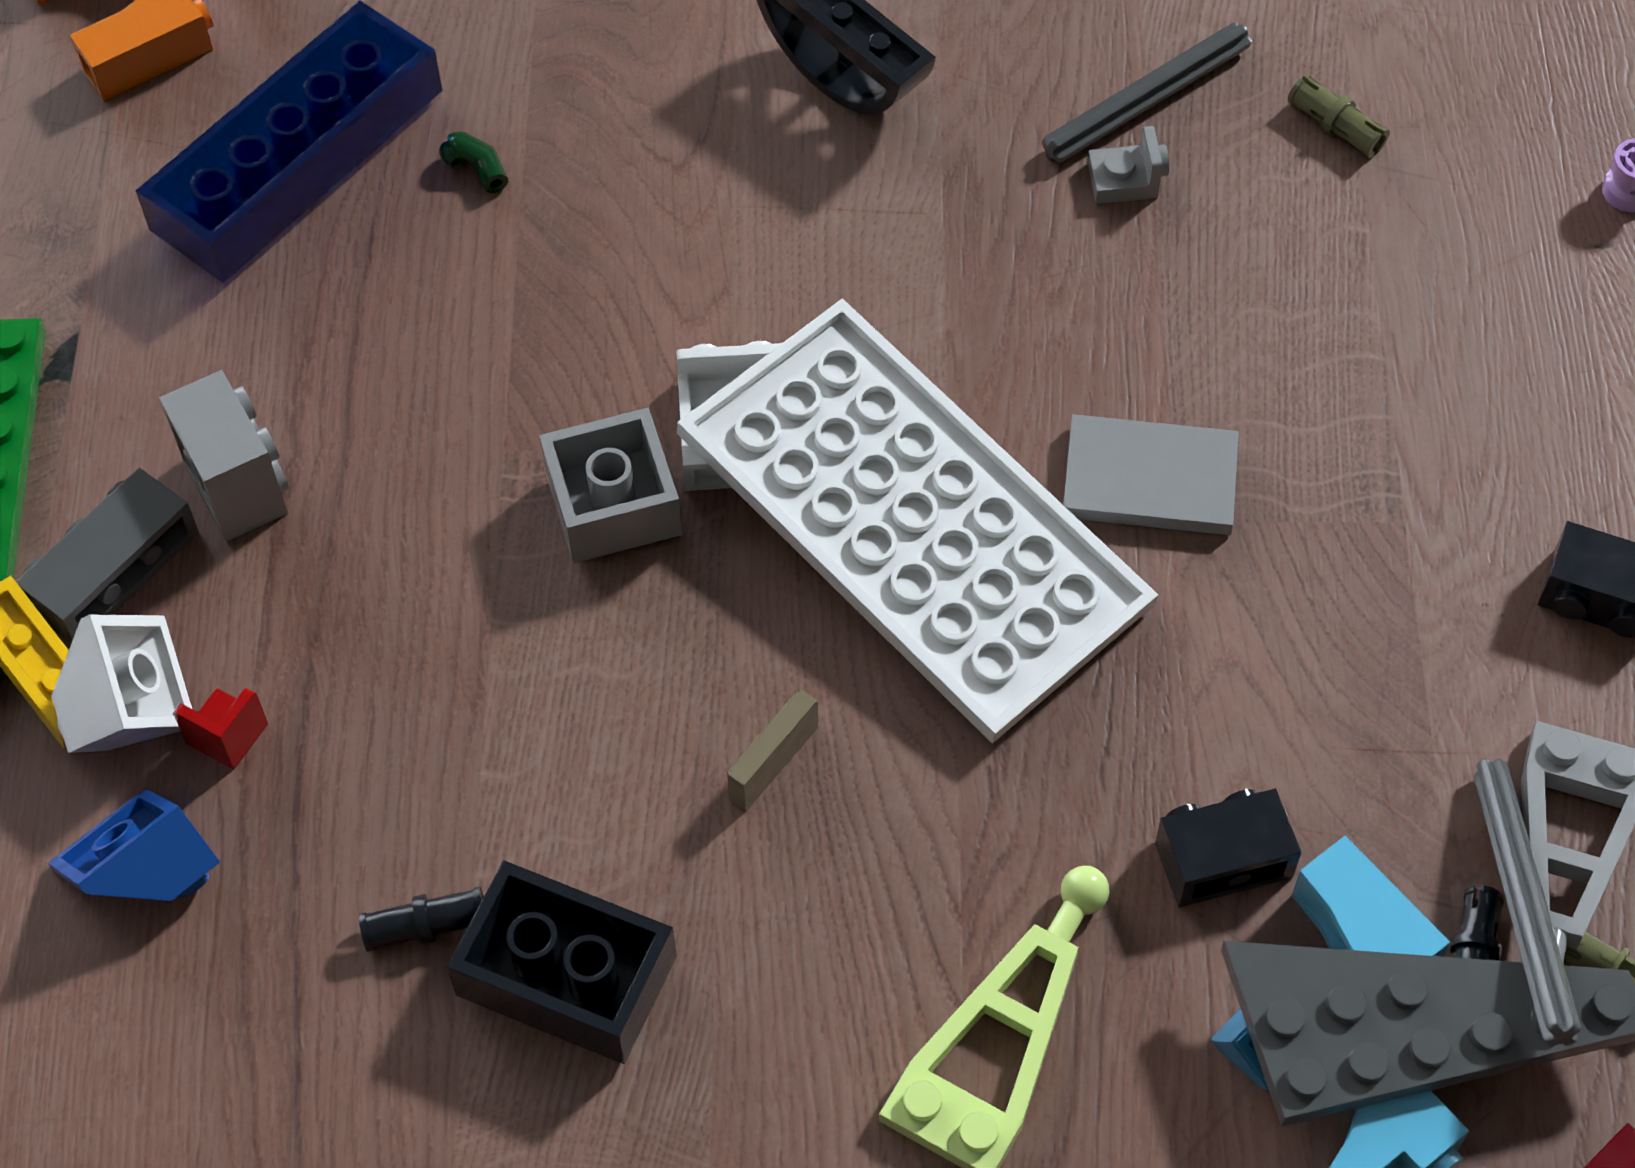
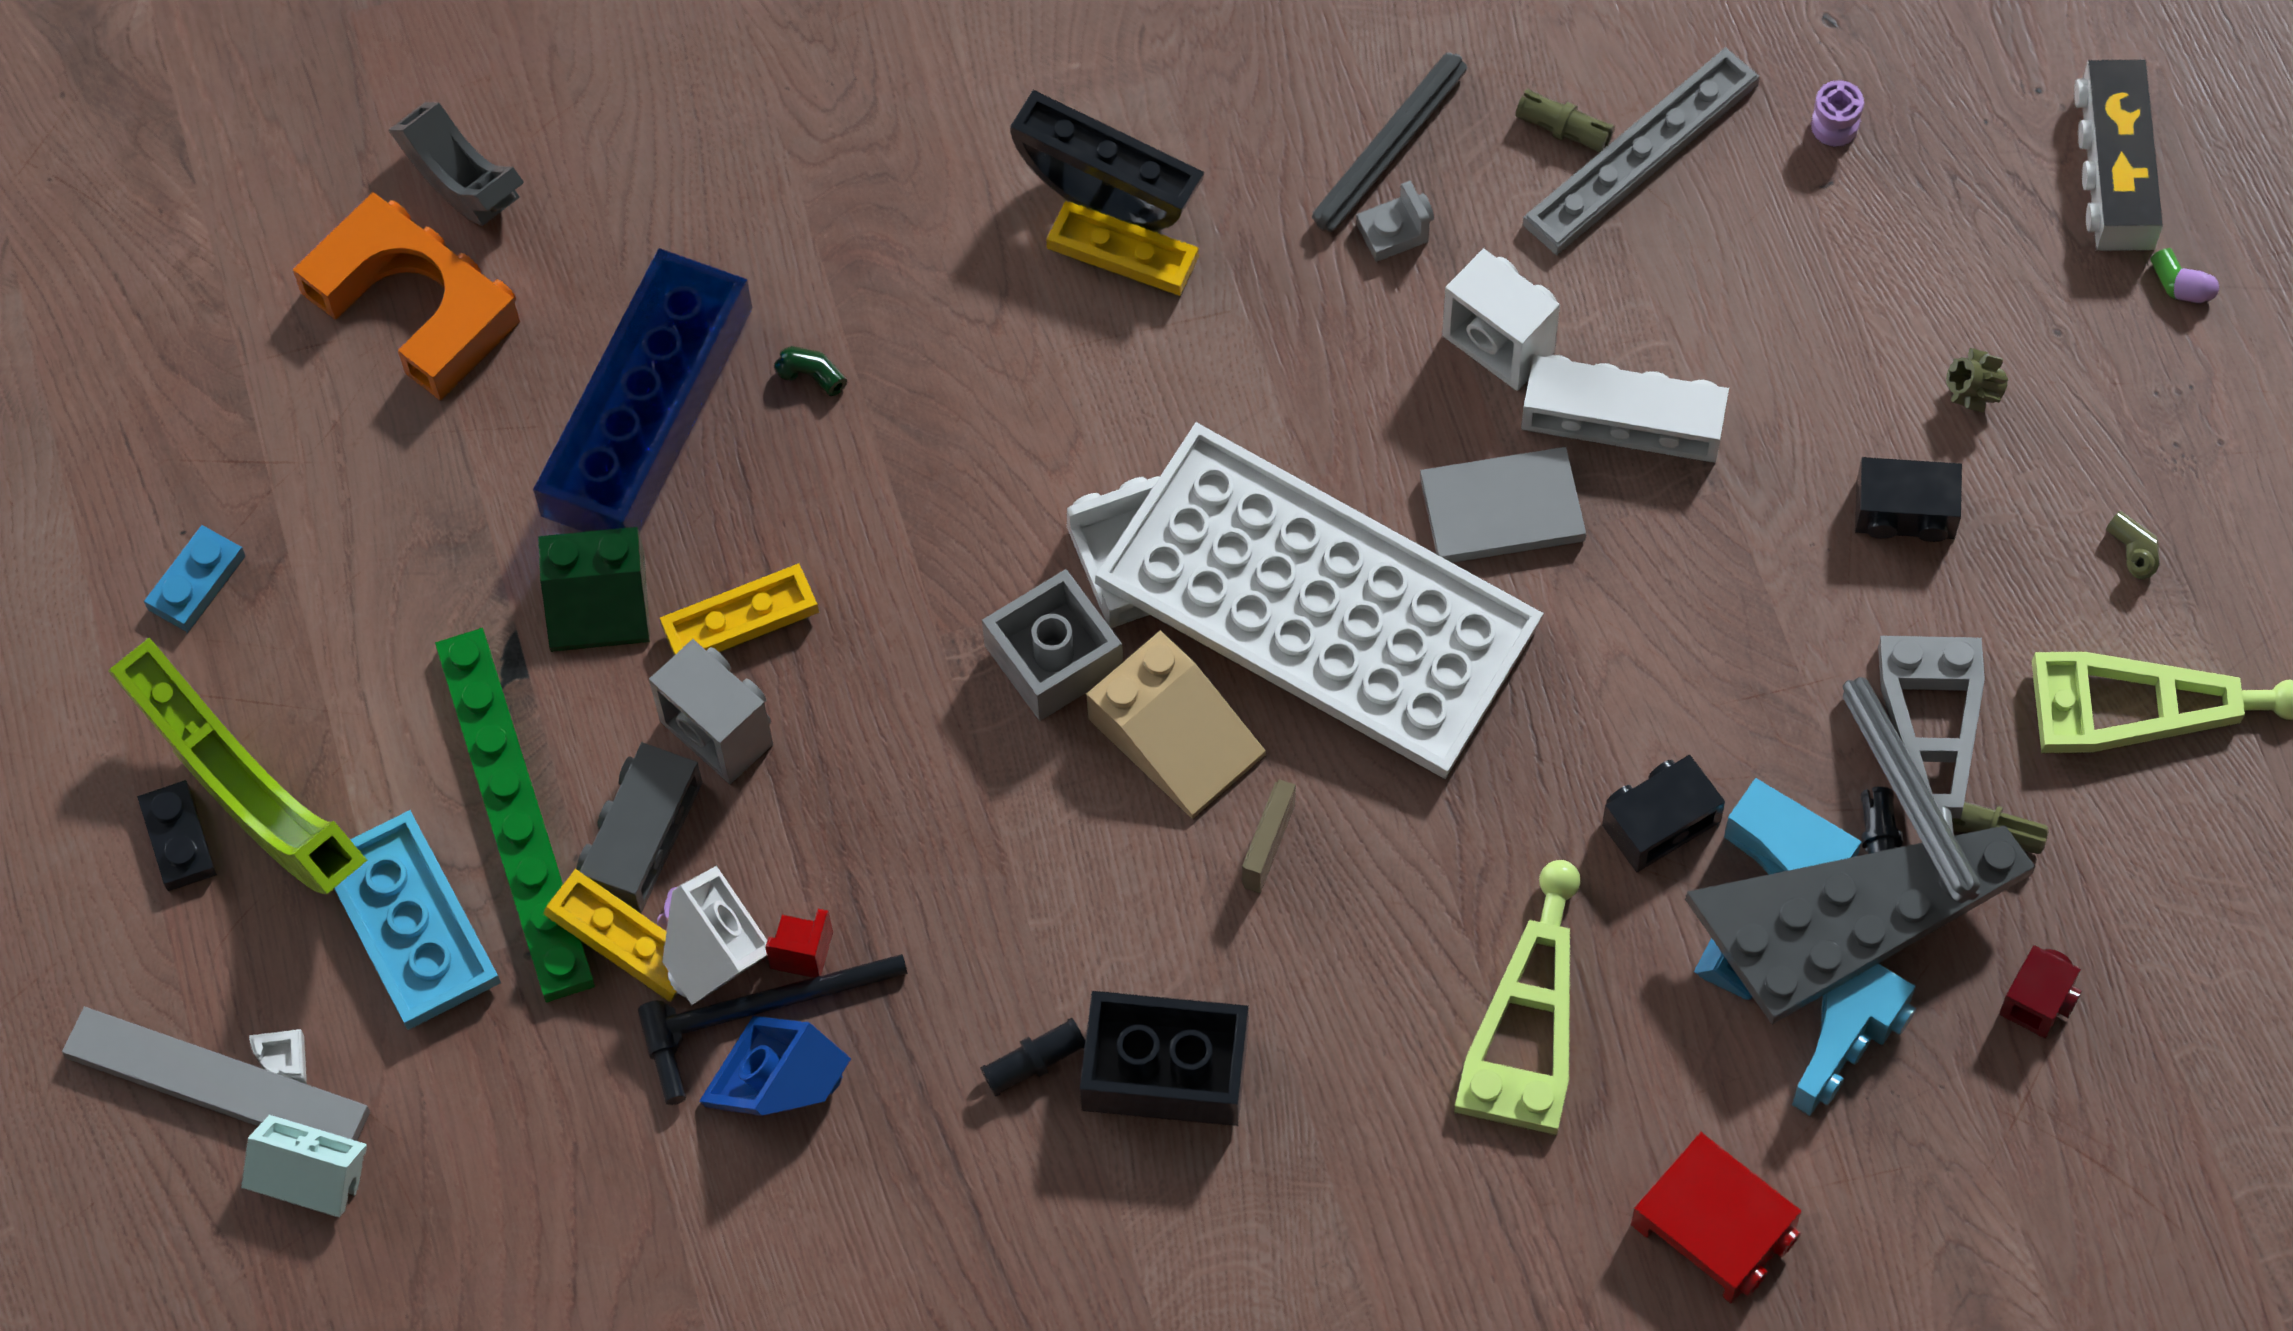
camera: 15 degrees left, 5 degrees up
(45, 770) = (665, 1028): none -> black bar
(166, 308) = (594, 589): none -> dark green slope
(308, 371) = (743, 612): none -> yellow plate
(712, 603) = (1173, 724): none -> tan slope
(835, 124) = (1122, 248): none -> yellow plate
(1206, 280) = (1500, 317): none -> white brick
(1315, 408) = (1624, 408): none -> white brick
(1410, 164) = (1640, 151): none -> light grey tile

